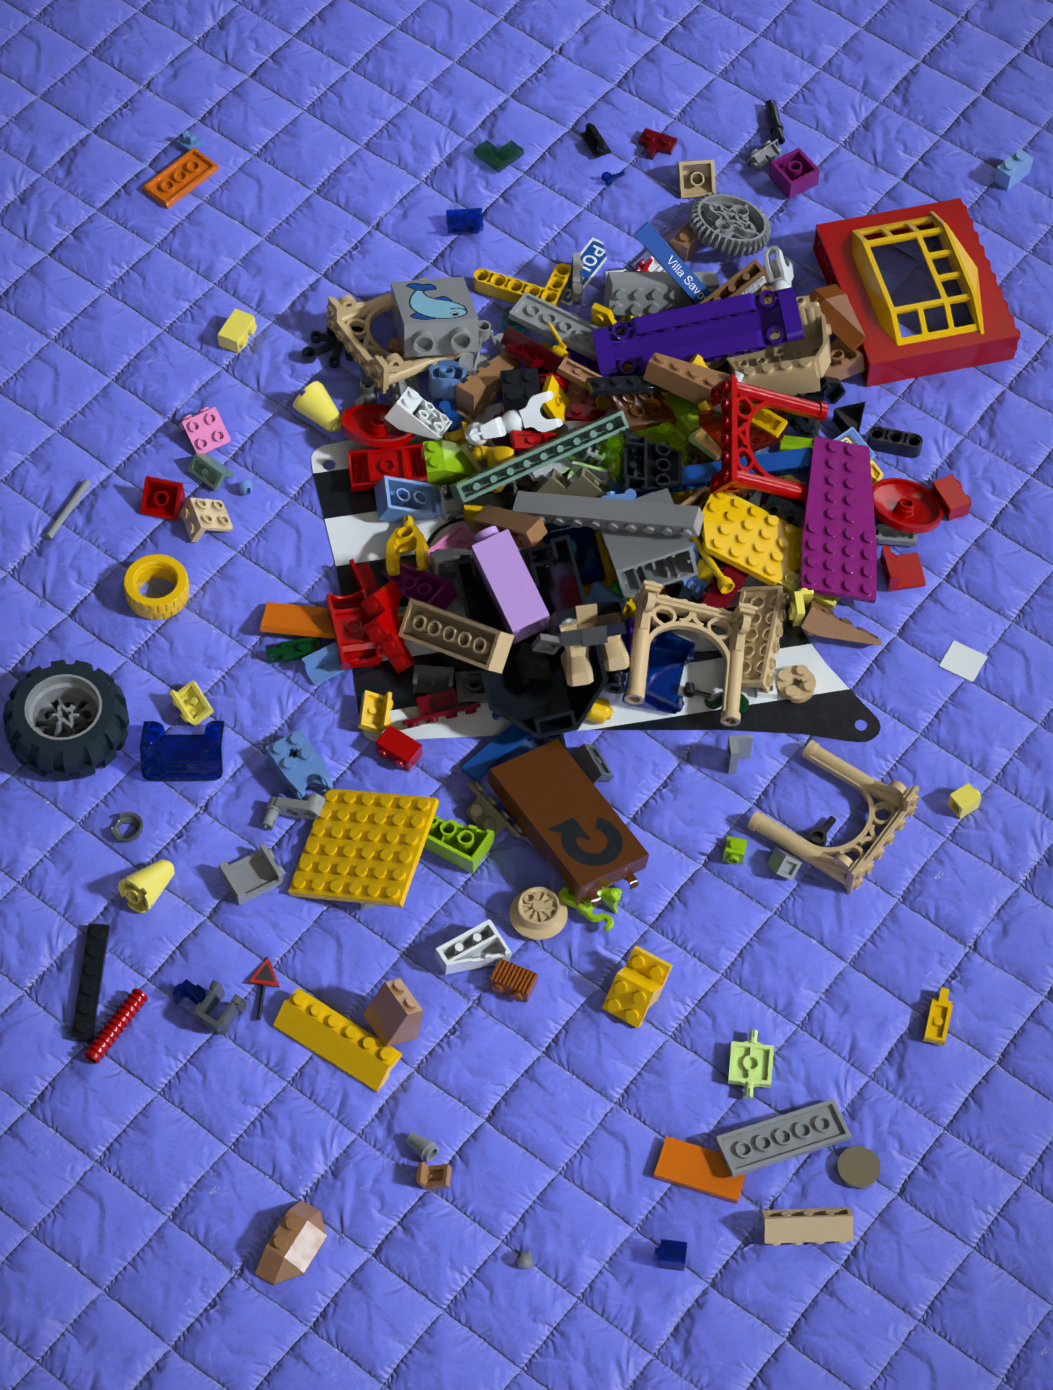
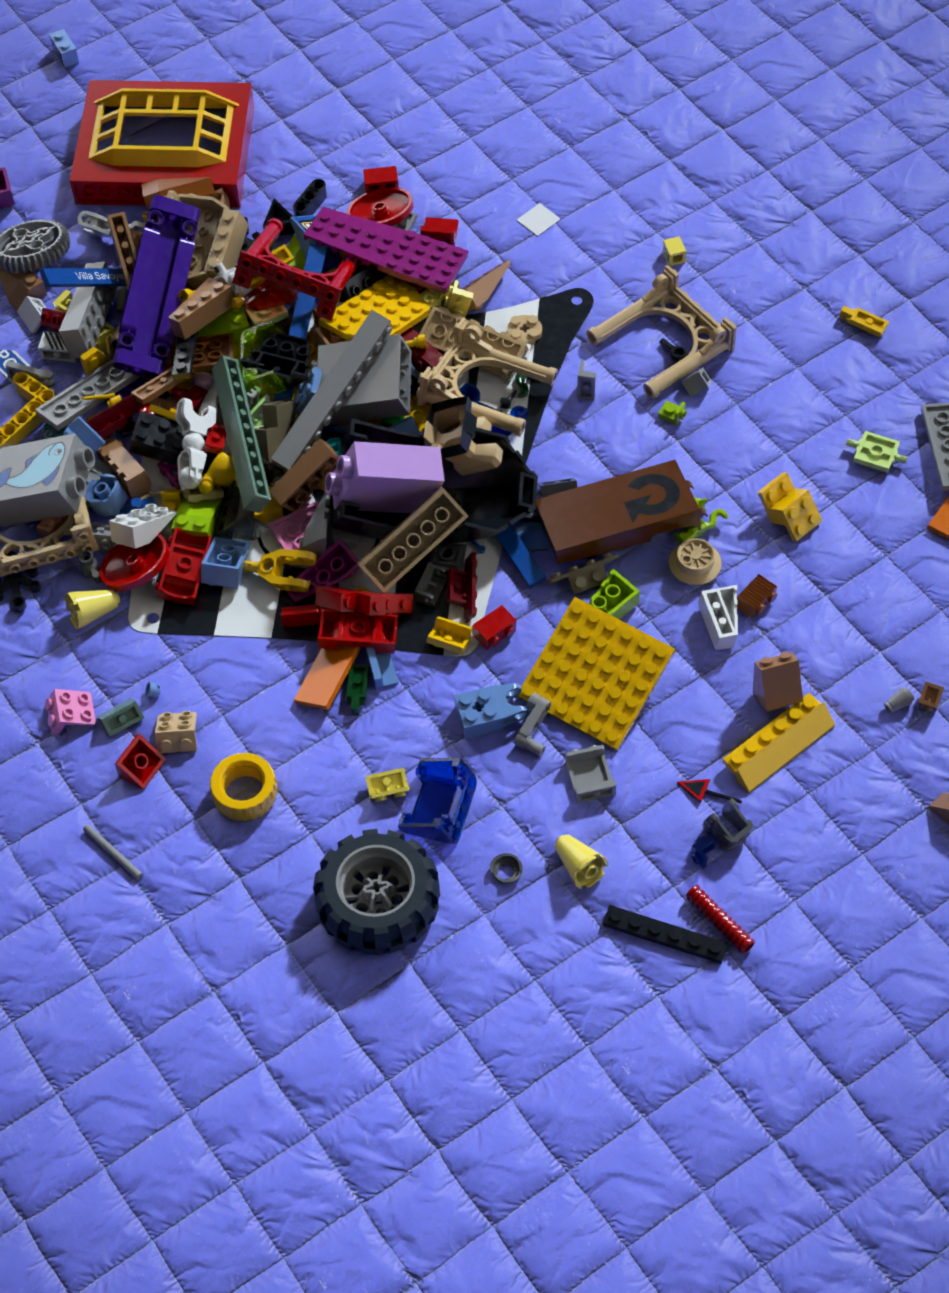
camera: 70 degrees left, 0 degrees up
(495, 335) = (85, 434): none -> medium blue panel

